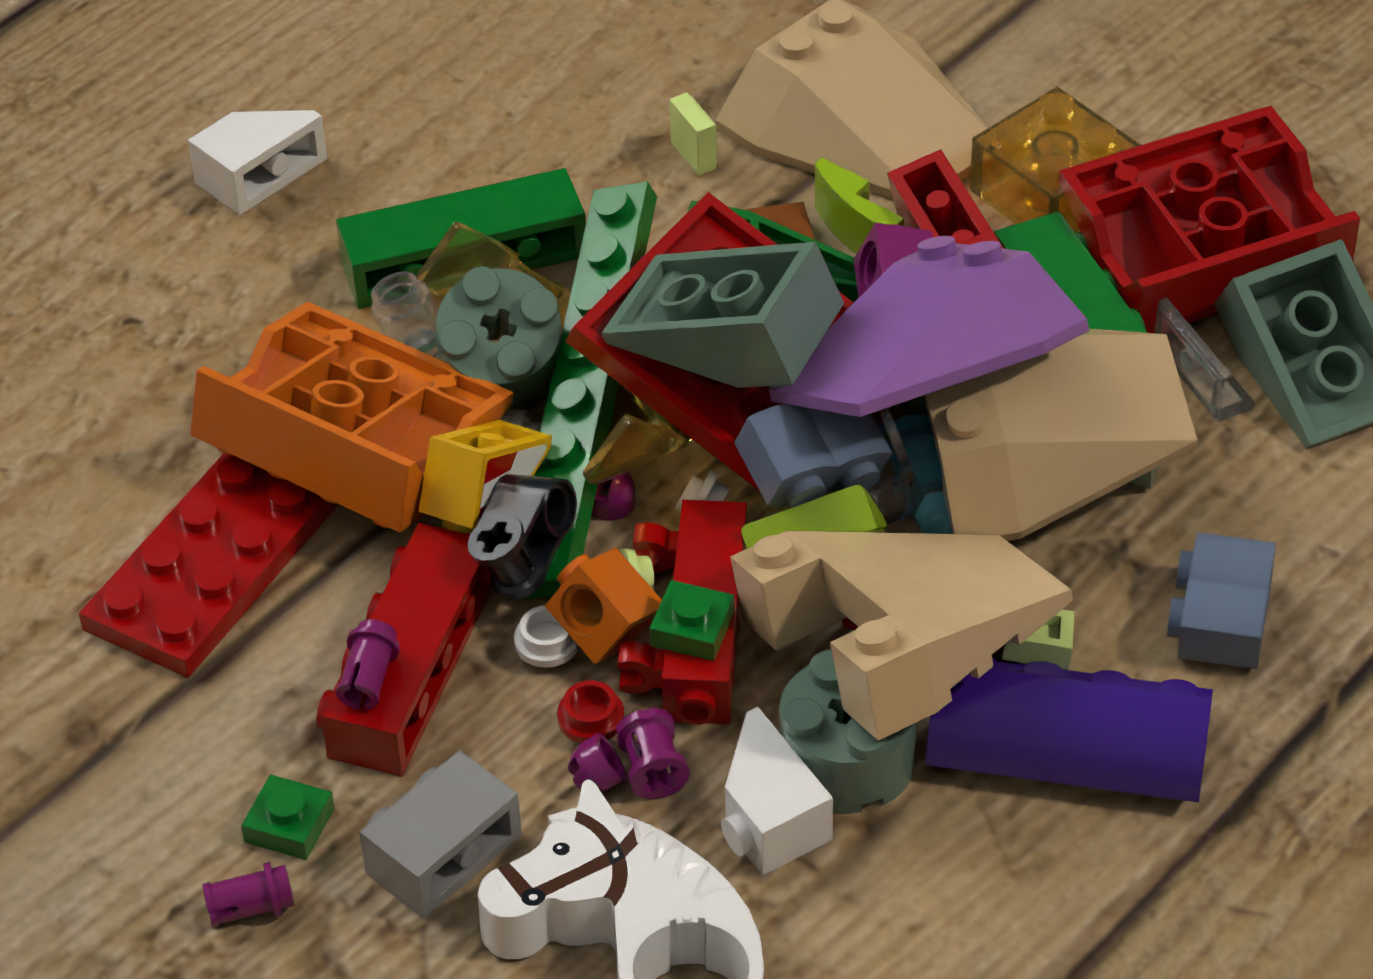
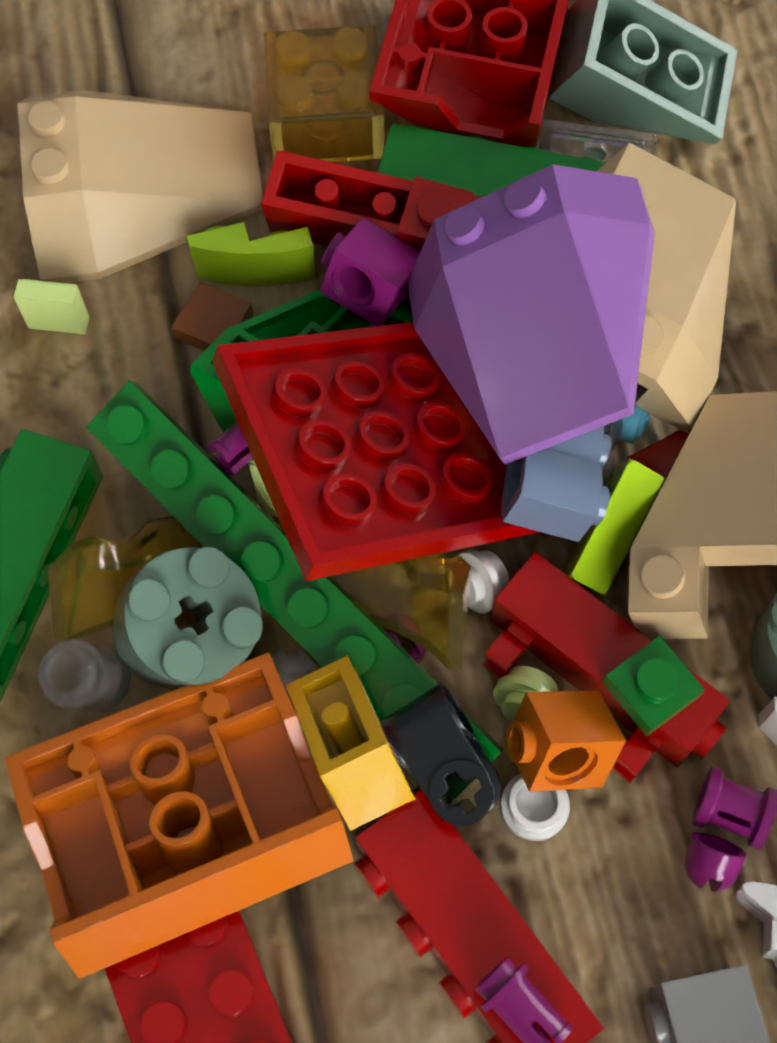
camera: 55 degrees left, 20 degrees up
(588, 710) = (647, 827): red plate -> none
(731, 312) = (403, 433): sand green slope -> none

